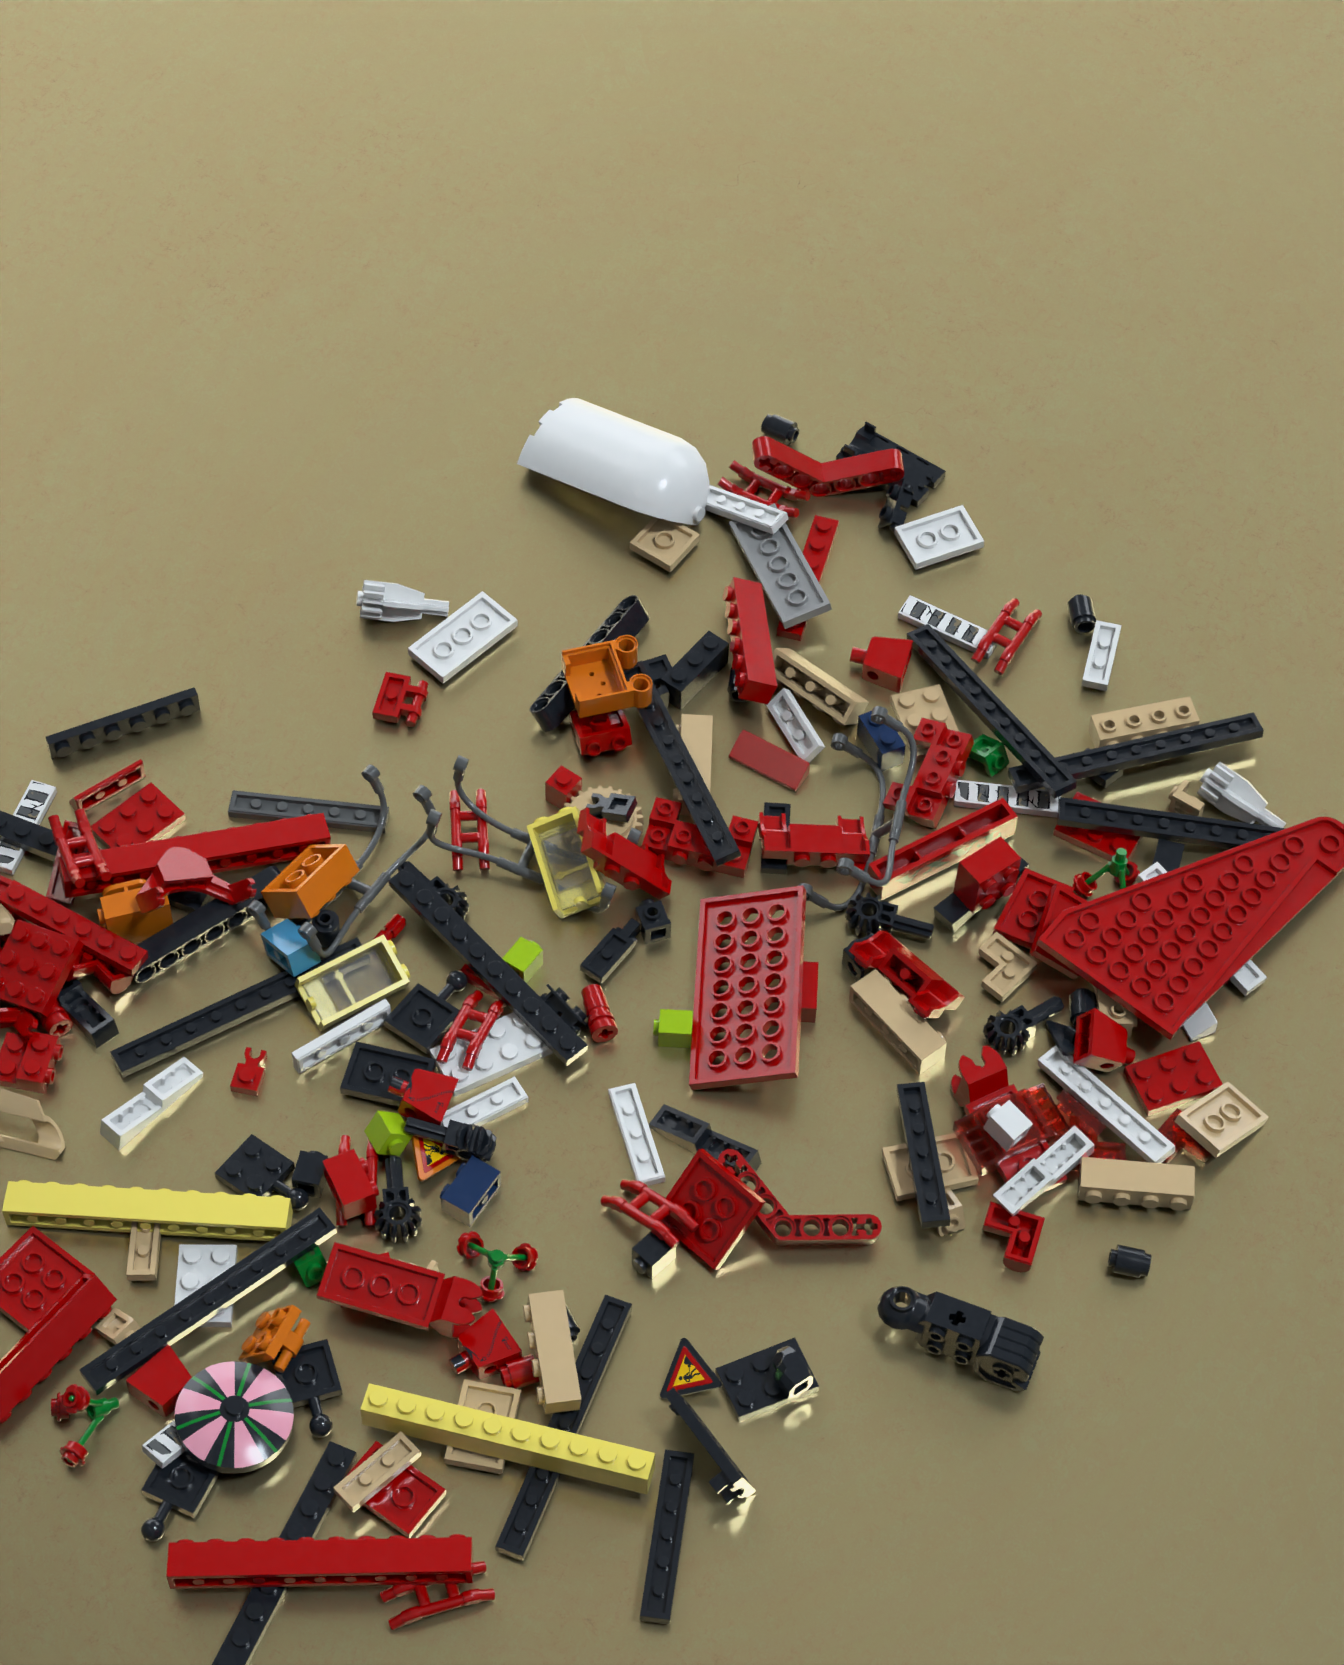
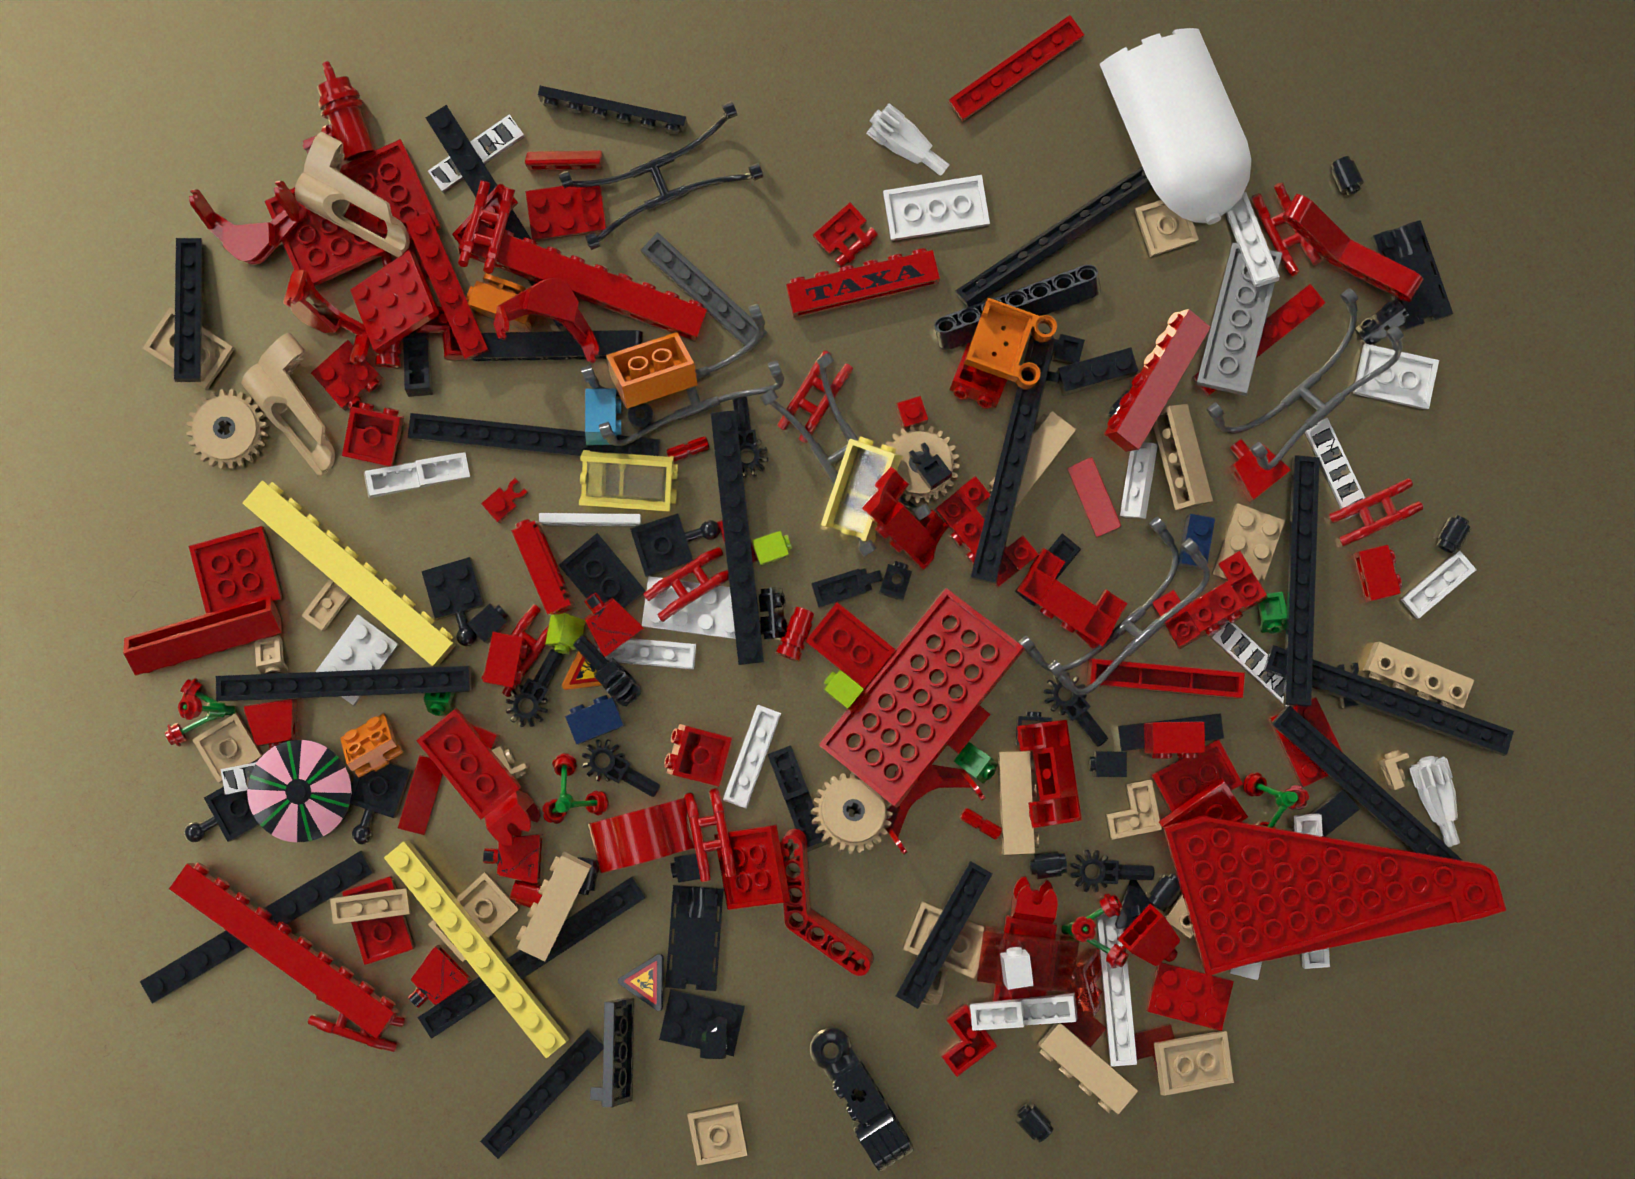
camera: 40 degrees right, 30 degrees up
(87, 1088) = (372, 434): none -> red plate
(127, 1431) = (227, 746): none -> tan plate
(186, 804) = (653, 167): none -> black bar
(327, 1092) = (542, 567): none -> red door
(352, 1355) = (421, 796): none -> red slope
(443, 723) = (862, 283): none -> red brick
(449, 507) = (1016, 68): none -> red plate
(489, 1499) = (437, 978): none -> red torso
(520, 1216) = (618, 769): none -> black gear
(582, 597) = (1054, 238): none -> black plate
(585, 1253) = (641, 835): none -> red brick
(586, 1159) = (697, 755): none -> red plate
(645, 990) = (850, 645): none -> red plate
(703, 1311) = (694, 937): none -> black piece
(762, 1115) = (835, 819): none -> tan gear
(811, 1052) = (934, 778): none -> red piece
(838, 1012) = (976, 763): none -> green bracket
(858, 1461) = (717, 1134): none -> tan plate
(875, 618) = (1302, 390): none -> dark grey bar
(875, 1059) = (985, 826): none -> red piece
(951, 943) = (1108, 764): none -> black brick
(968, 1045) = (1048, 865): none -> black brick
(1038, 1063) = (1084, 930): none -> red plant
(1046, 675) = (1378, 573): none -> red brick

